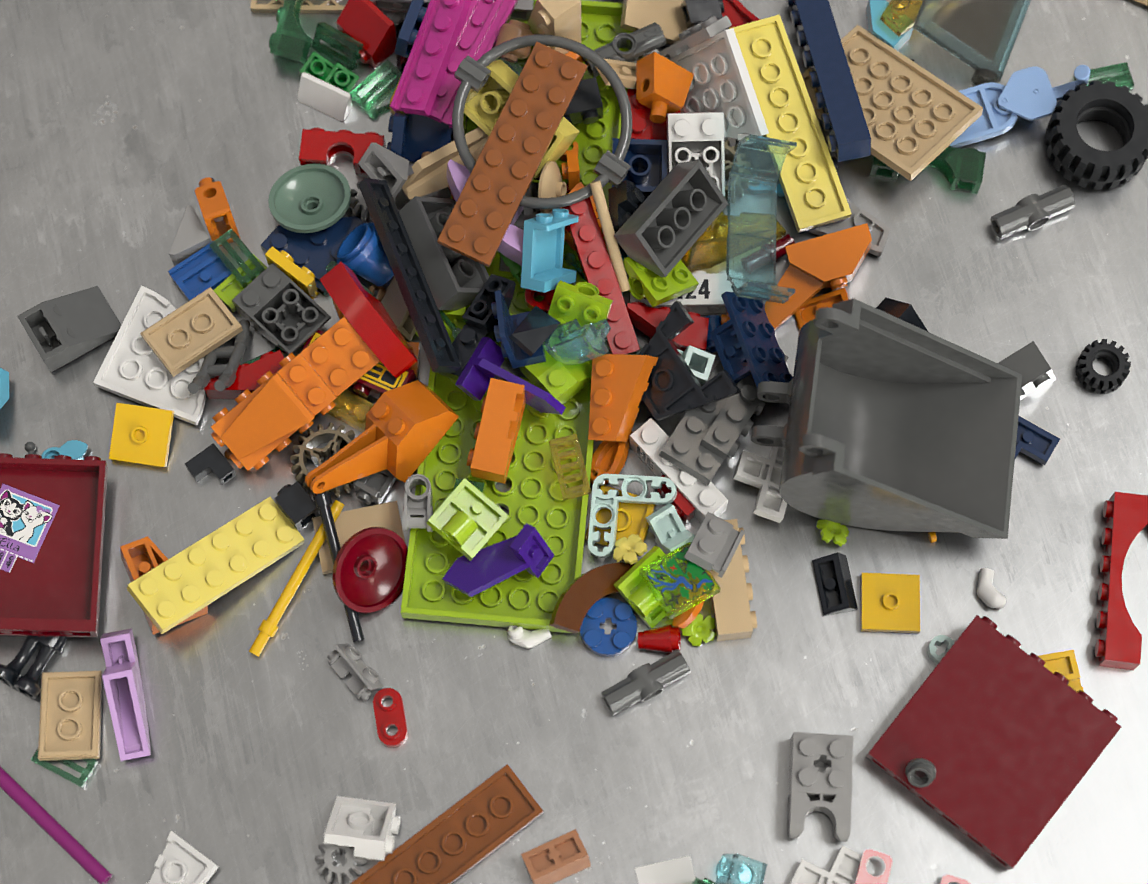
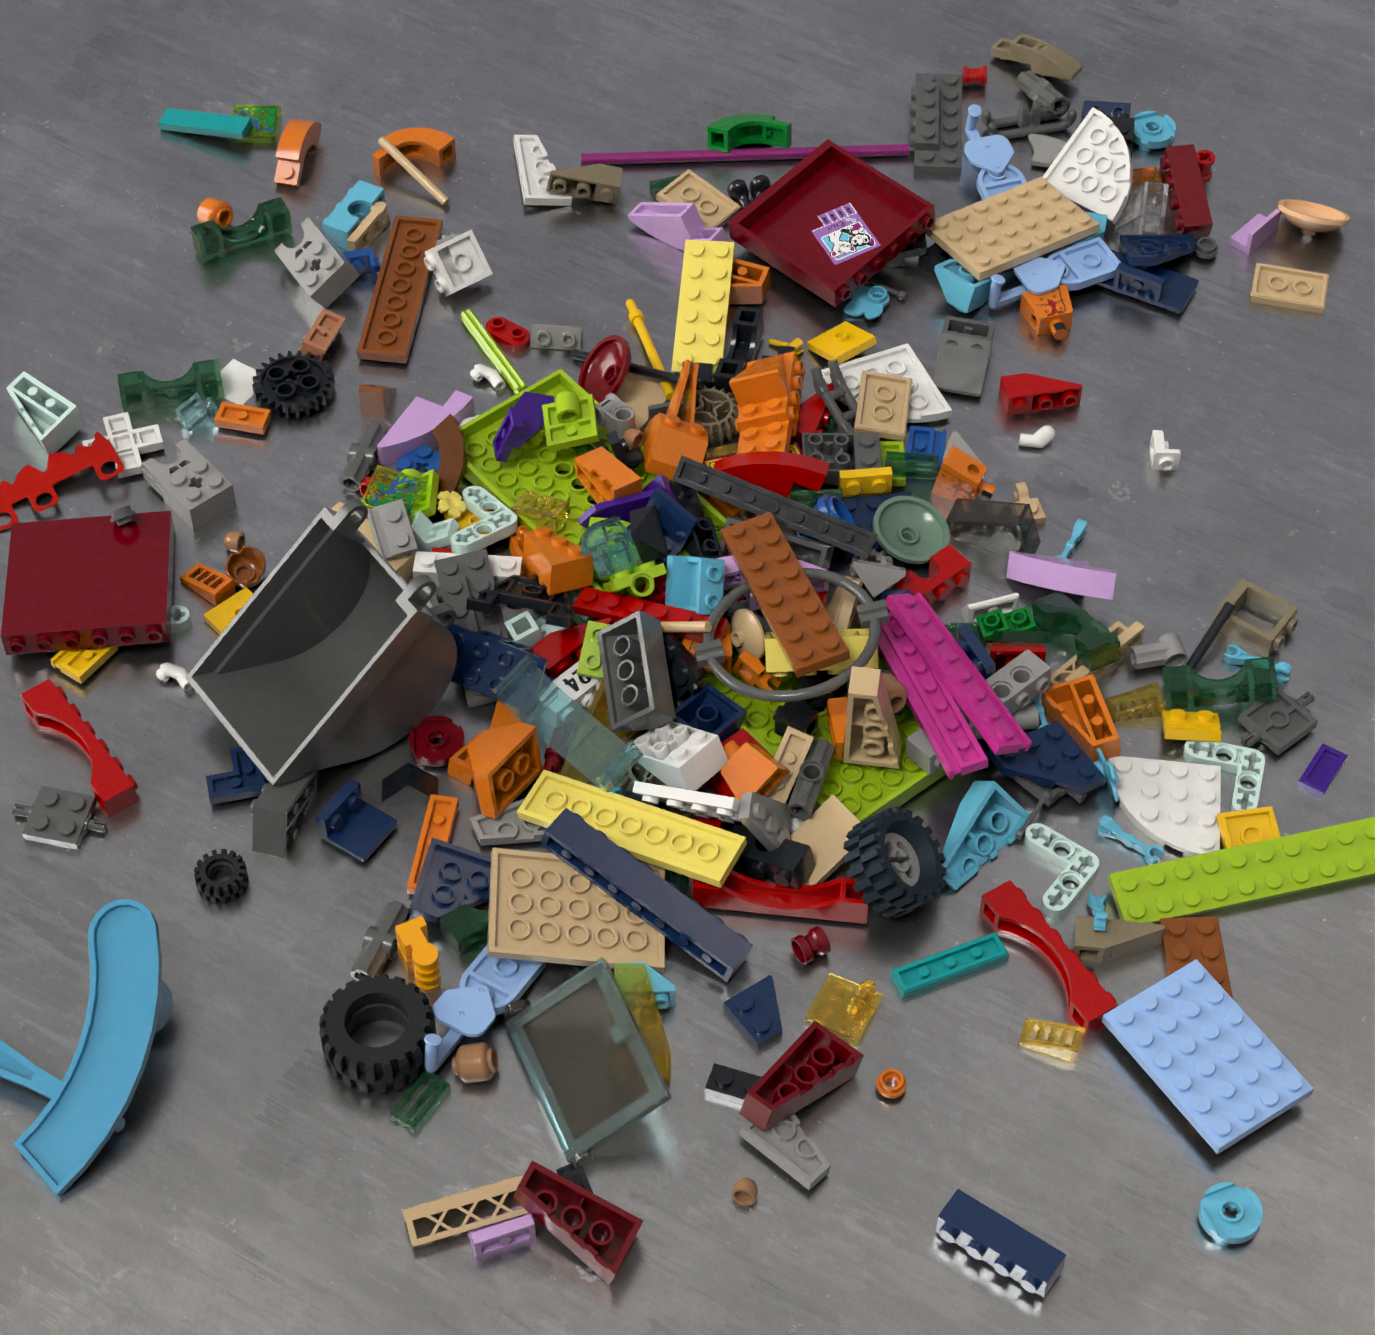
camera: 135 degrees right, 20 degrees down
(42, 108) = (1161, 456): none -> white bracket
(67, 251) = (1033, 393): none -> red slope
(108, 205) = (1039, 439): none -> white arm
(134, 824) = (589, 182): none -> dark tan slope
(180, 473) = (794, 343): none -> yellow hand
(182, 101) = (1078, 533): none -> medium azure piece
(193, 153) = (1022, 496): none -> tan plate
(220, 506) = (745, 340): none -> black arch
(246, 150) = (994, 526): none -> clear smoke wedge
(250, 61) = (1061, 574): none -> lavender slope
(423, 707) = (493, 351): none -> lime axle
(427, 467) = (634, 438): none -> medium nougat hinge
(452, 451) = (630, 458): none -> black bracket
(453, 683) = (489, 373): none -> white arm
(566, 666) = (418, 421): none -> lavender slope
(570, 742) = (376, 400): none -> dark orange slope
(620, 852) = (293, 384): none -> black gear
(707, 828) = (242, 418): none -> orange plate
(831, 688) = (234, 541): none -> medium nougat hinge
(848, 643) = (246, 567): none -> dark orange hair
(896, 652) = (215, 596): none -> orange slope
(925, 258) = (437, 824): none -> orange plate
(942, 206) = (449, 880): none -> dark blue plate
(968, 320) = (354, 823): none -> dark blue bracket
(1021, 166) = (418, 954): none -> light orange legs
(1051, 63) = (475, 1062): none -> medium nougat head

